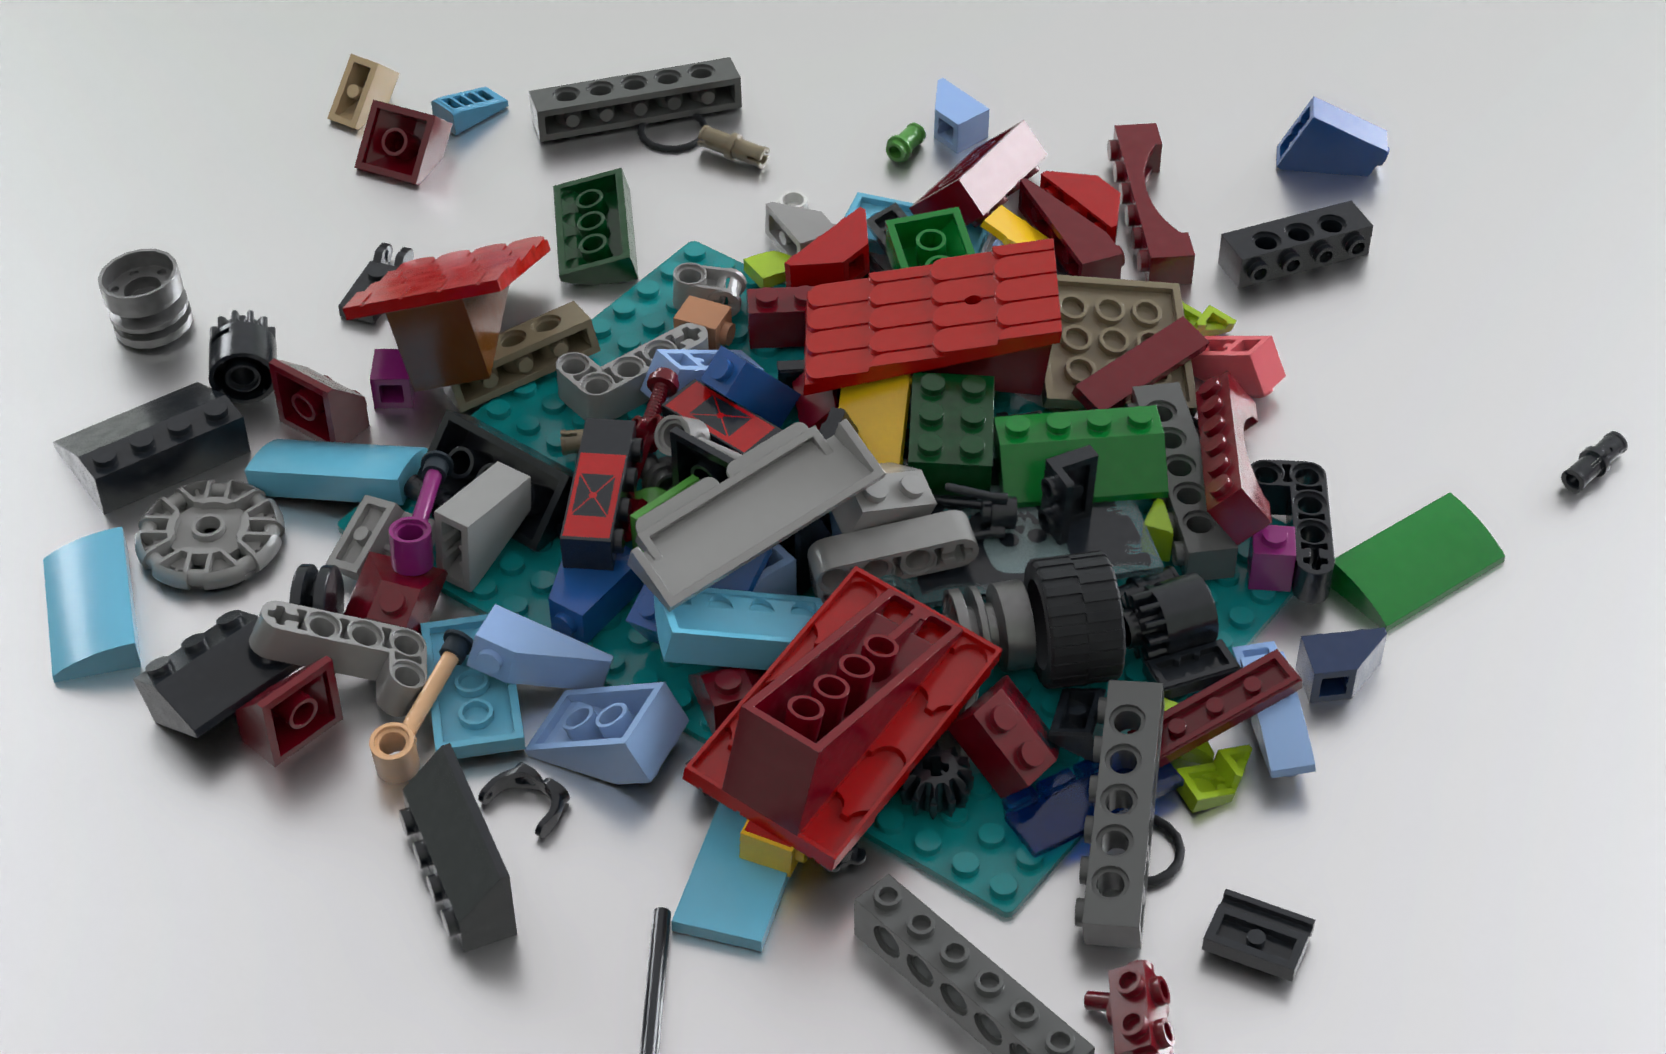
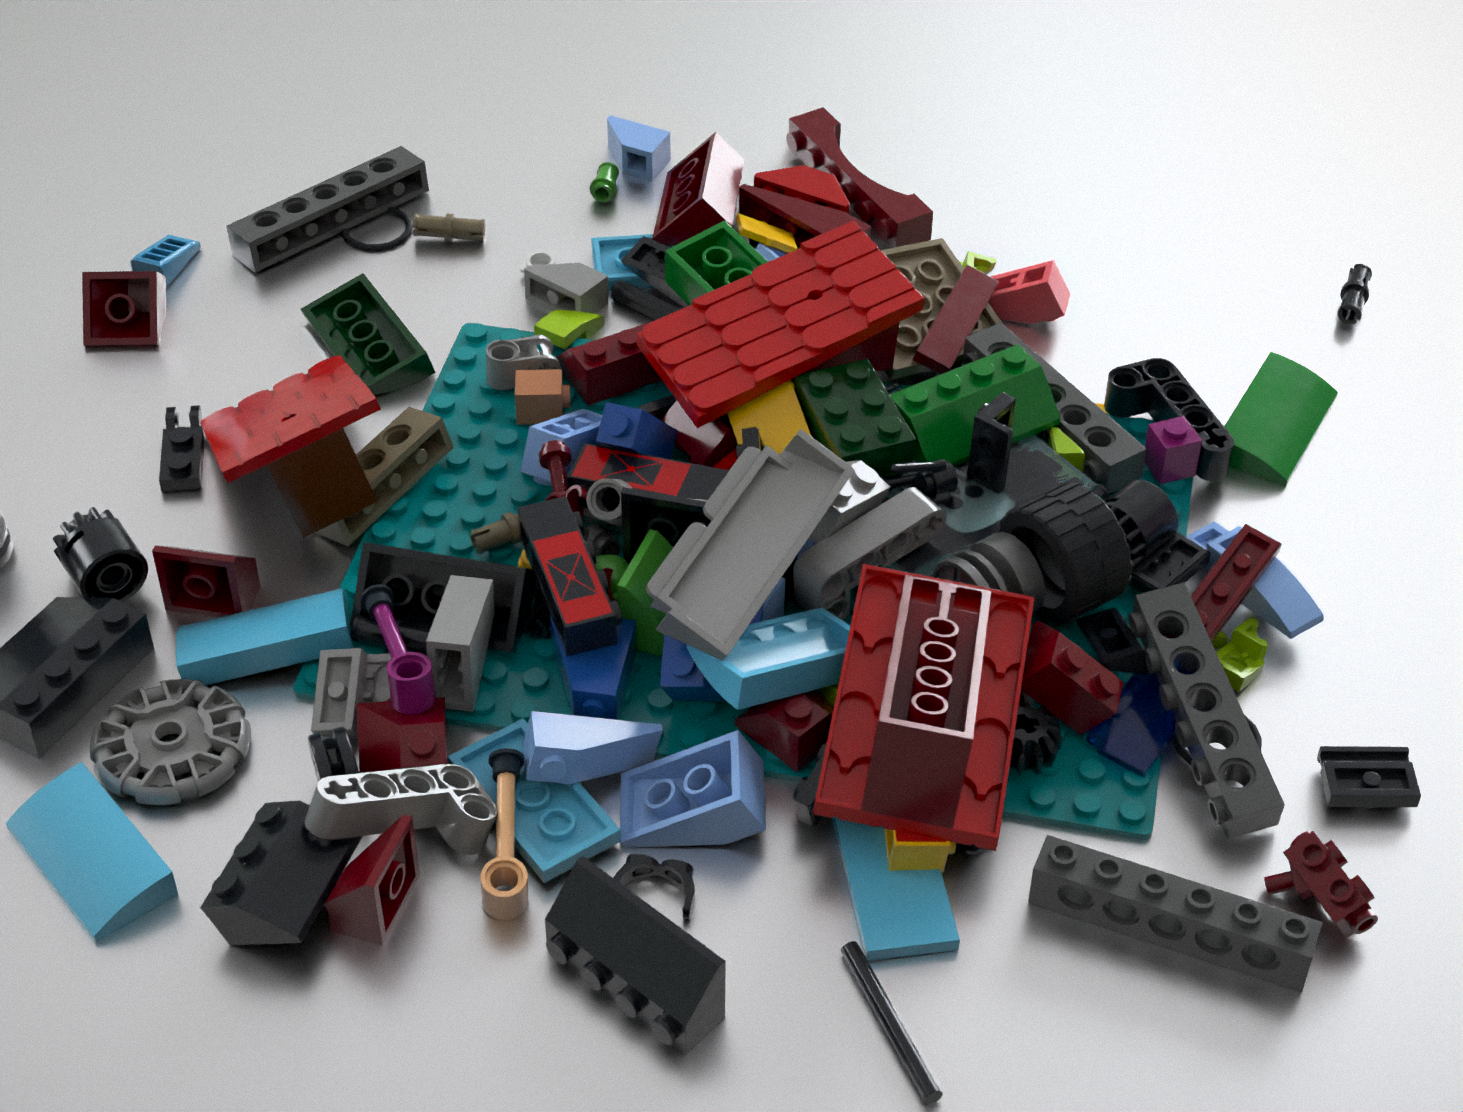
camera: 25 degrees left, 0 degrees up
(361, 84) = (50, 271): tan slope -> none
(390, 381) = (264, 532): magenta brick -> none
(616, 386) = (489, 483): light grey beam -> none
(833, 256) = (620, 300): red slope -> none
(1229, 481) = (1091, 374): dark red arch -> none
(1295, 244) = (1001, 181): black brick -> none
(1332, 142) = (975, 87): blue slope -> none
(1339, 662) = (1279, 516): dark blue slope -> none

